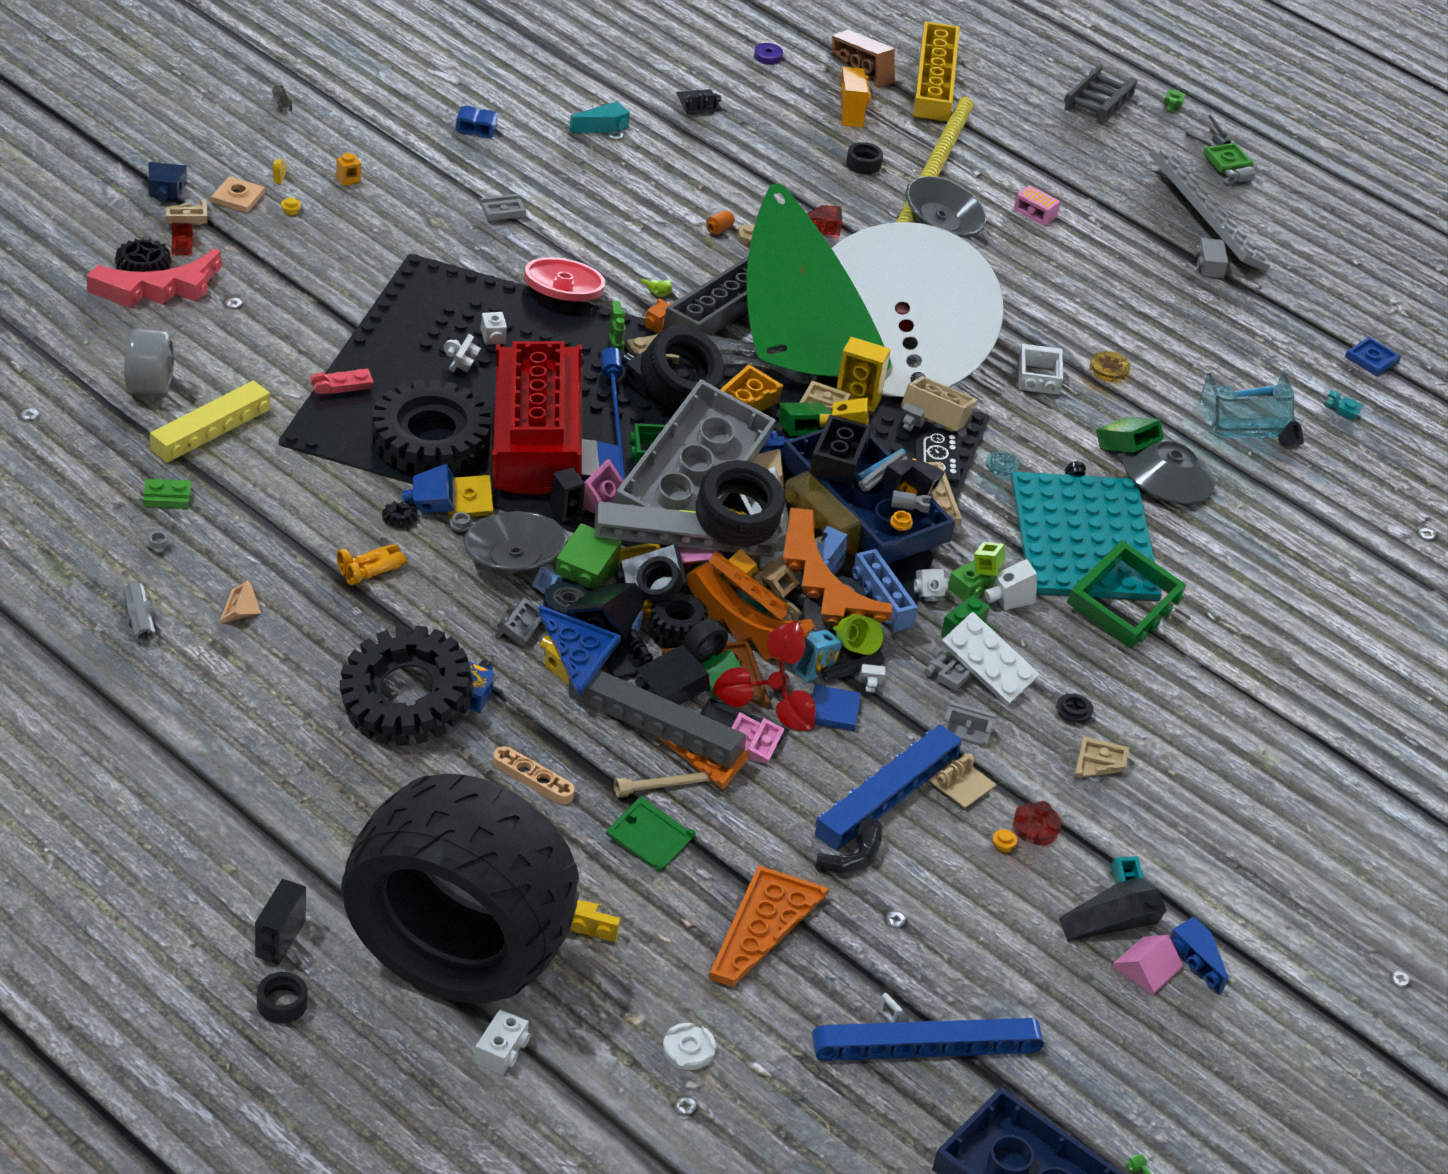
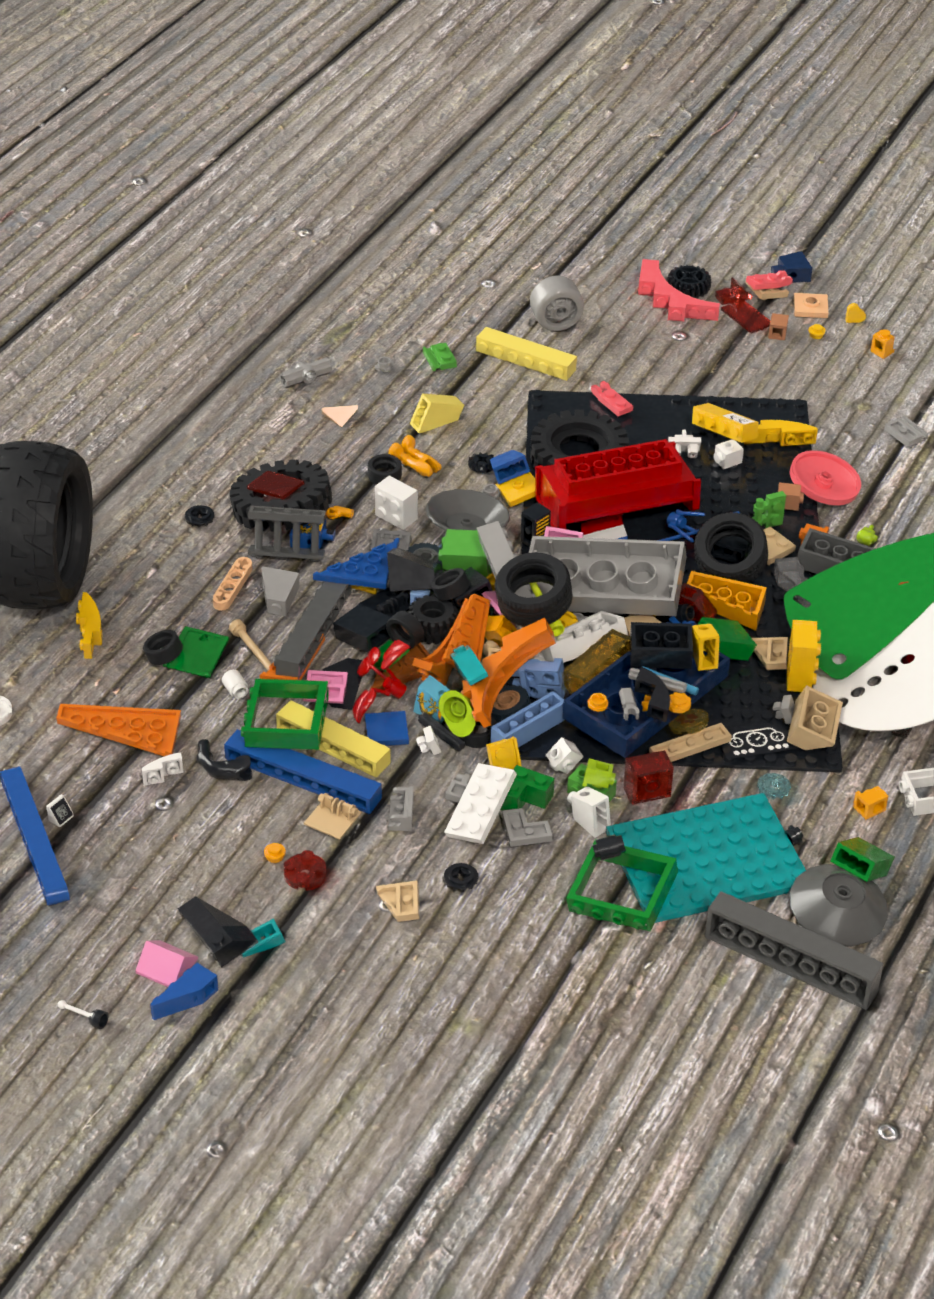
camera: 80 degrees right, 0 degrees up
(186, 204) = (769, 280): none -> coral hinge
(229, 243) = (746, 316): none -> clear red piece
(271, 226) = (778, 326): none -> nougat brick
(293, 522) = (435, 412): none -> light yellow slope
(378, 581) = (384, 461): none -> black tyre
(382, 769) = (192, 514): none -> black gear
(405, 677) = (275, 484): none -> clear red piece
(452, 309) = (725, 422): none -> yellow brick
(463, 594) = (396, 502): none -> white brick
(476, 281) = (785, 432): none -> yellow slope
(476, 692) = (296, 517): none -> dark grey fence
(570, 736) = (279, 589): none -> light grey slope
(585, 311) = (793, 495): none -> nougat brick
(595, 397) = (677, 520): none -> blue plant
(635, 840) = (166, 654): none -> black tyre
(723, 810) = (235, 684): none -> white brick
(816, 595) = (468, 664): none -> teal slope
(825, 739) = (286, 737): none -> green window
(843, 750) = (338, 740): none -> light yellow brick
(852, 903) = (156, 770): none -> white slope
(931, 624) = (504, 753): none -> yellow plate
(983, 526) = (648, 777): none -> clear red brick
(1025, 642) = (524, 833): none -> light grey plate
(1045, 409) = (870, 802): none -> light orange brick
(1098, 577) = (609, 847): none -> black brick
(1221, 1035) = (97, 1017): none -> black hinge
(1231, 512) = (793, 950): none -> dark grey brick

